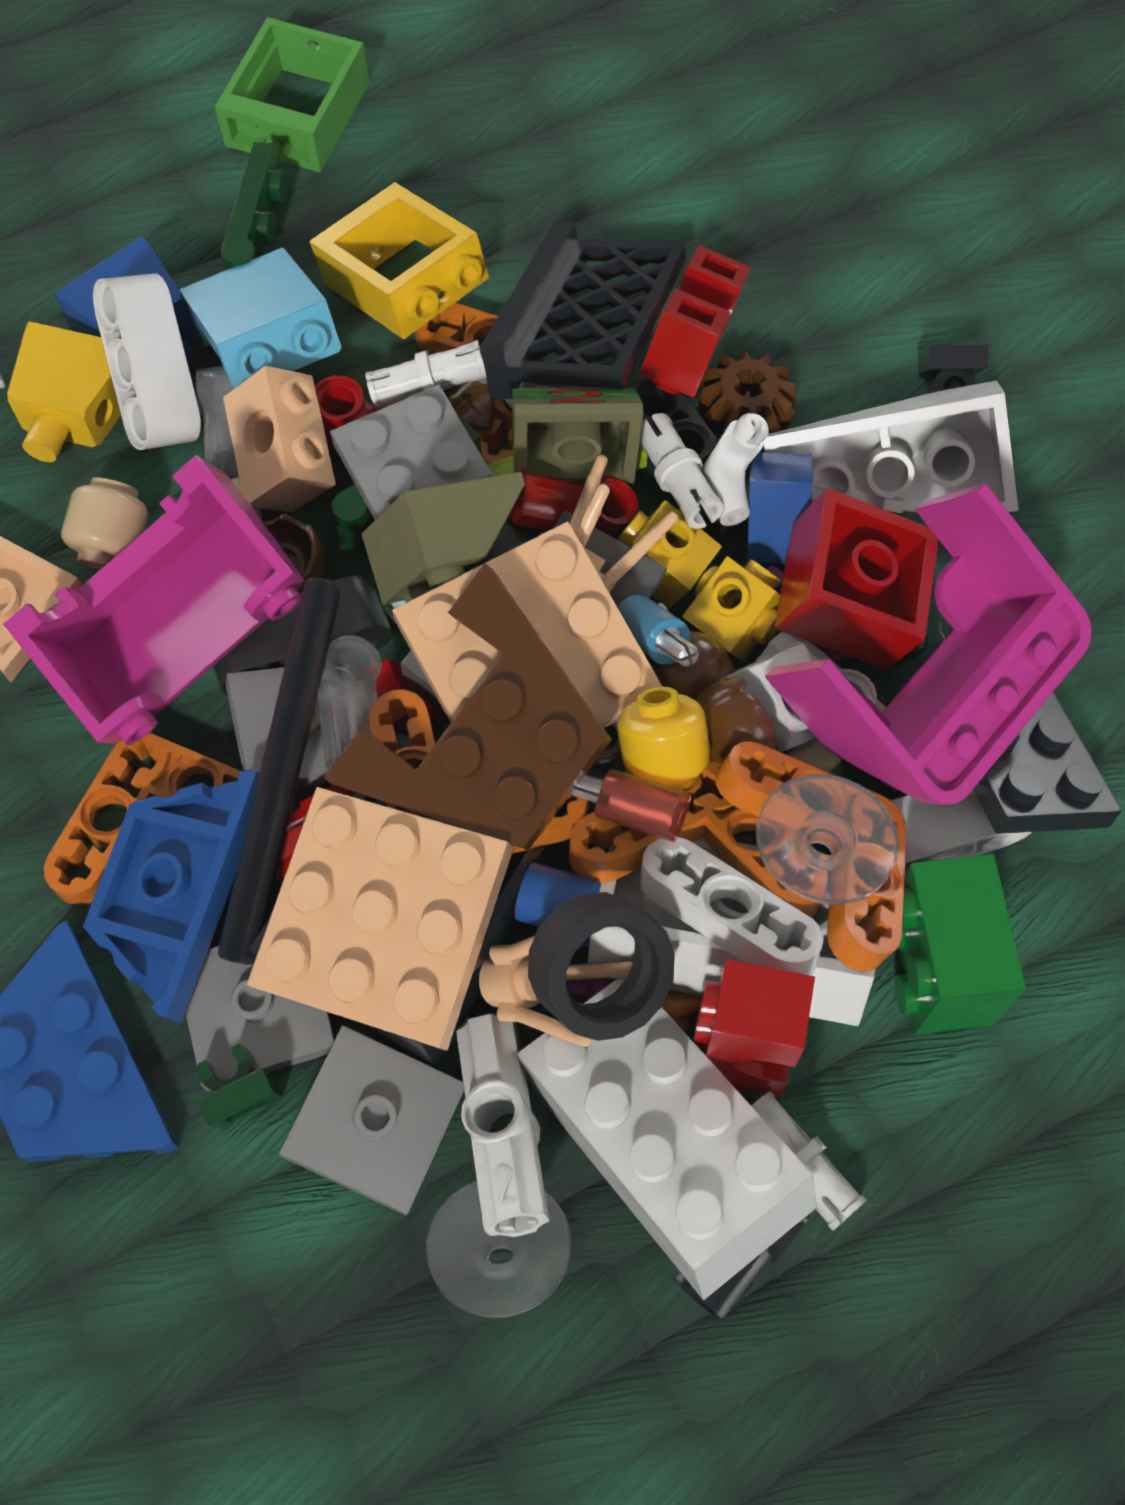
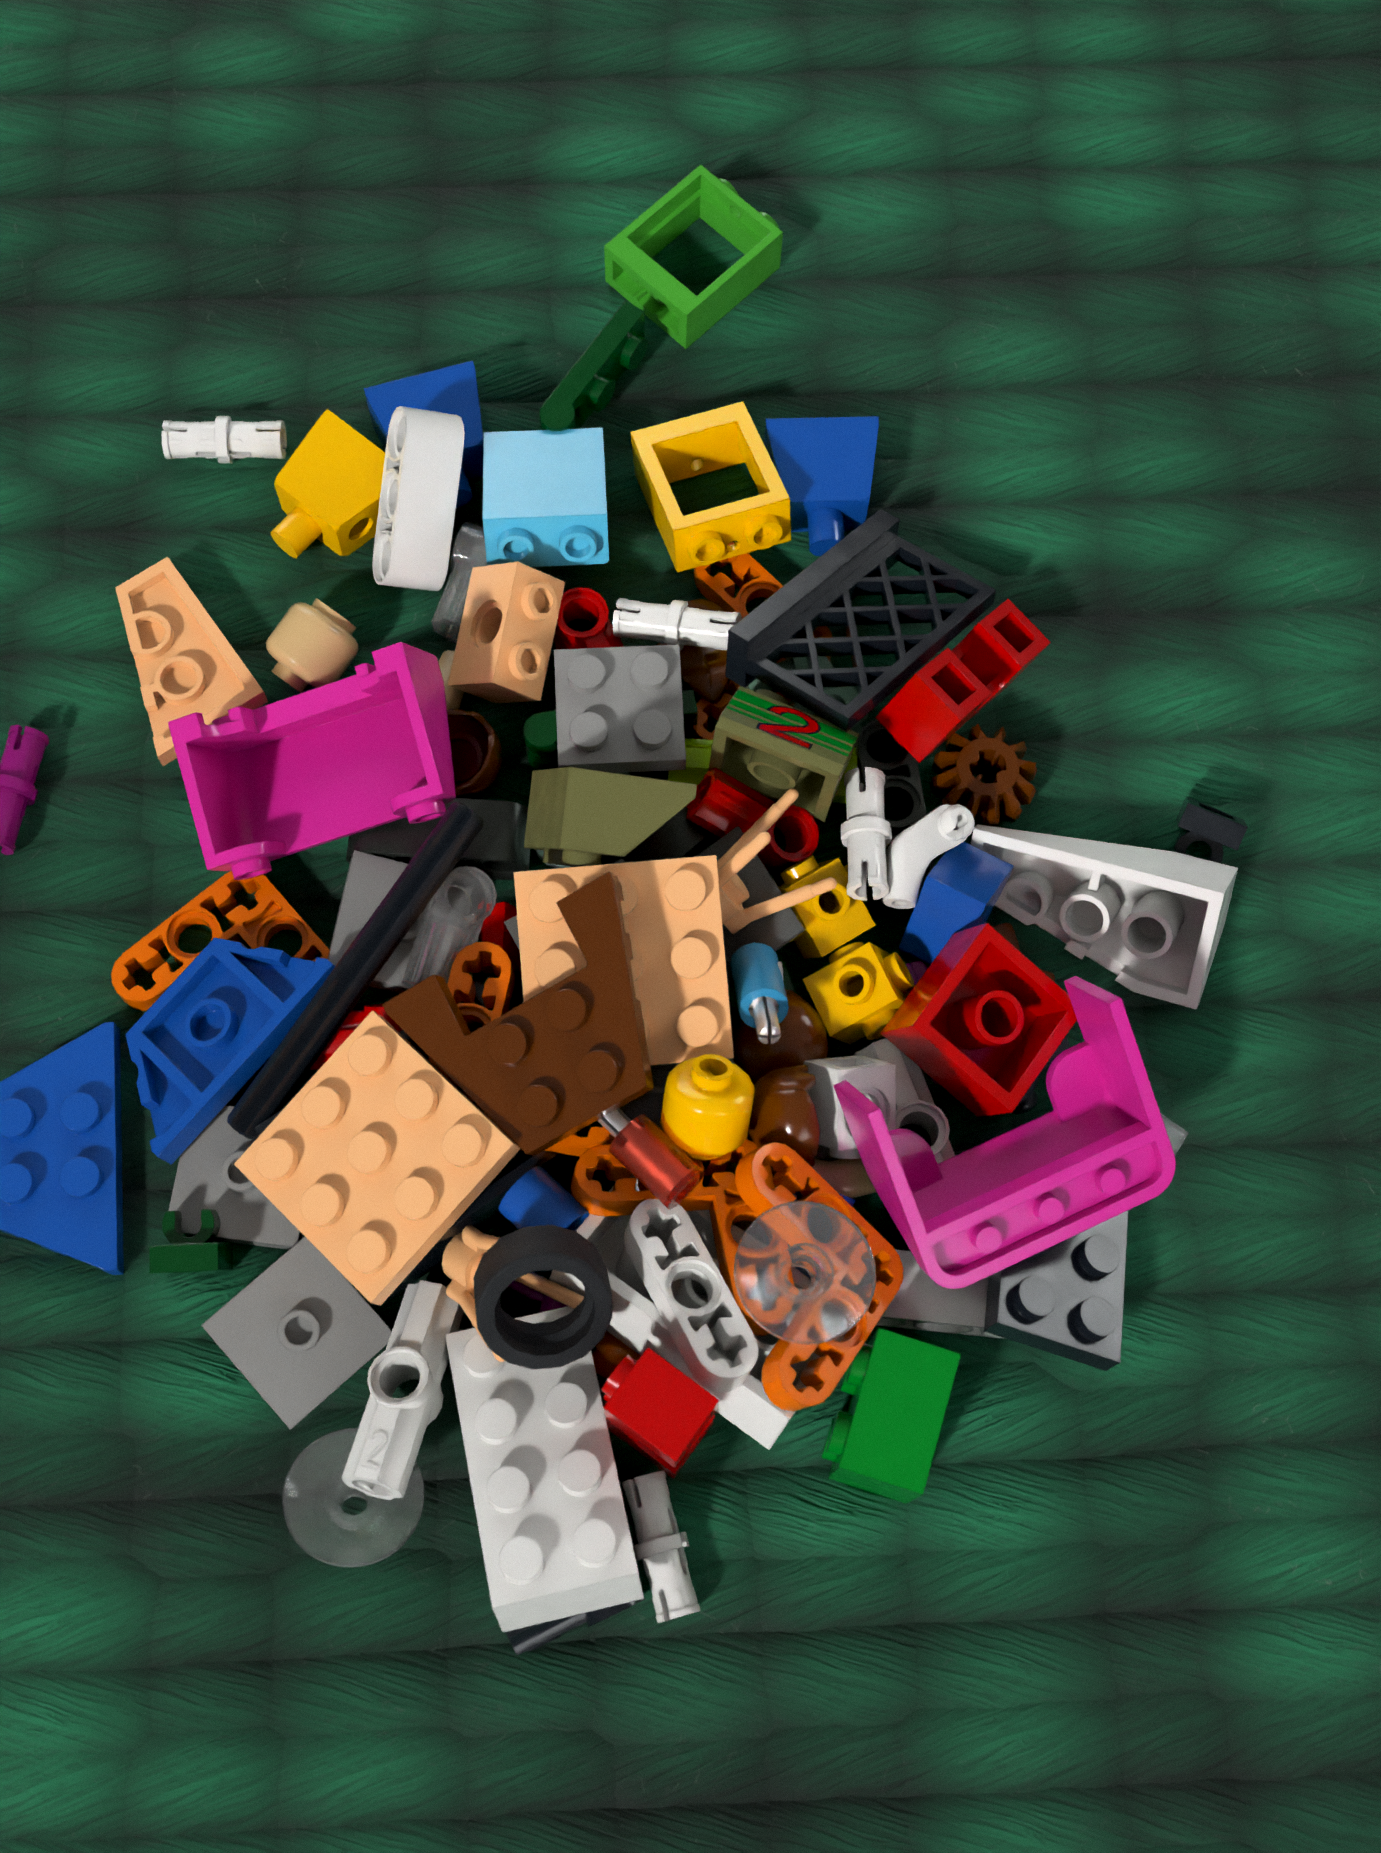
camera: 20 degrees right, 5 degrees up
(499, 207) = (825, 472): none -> blue torso

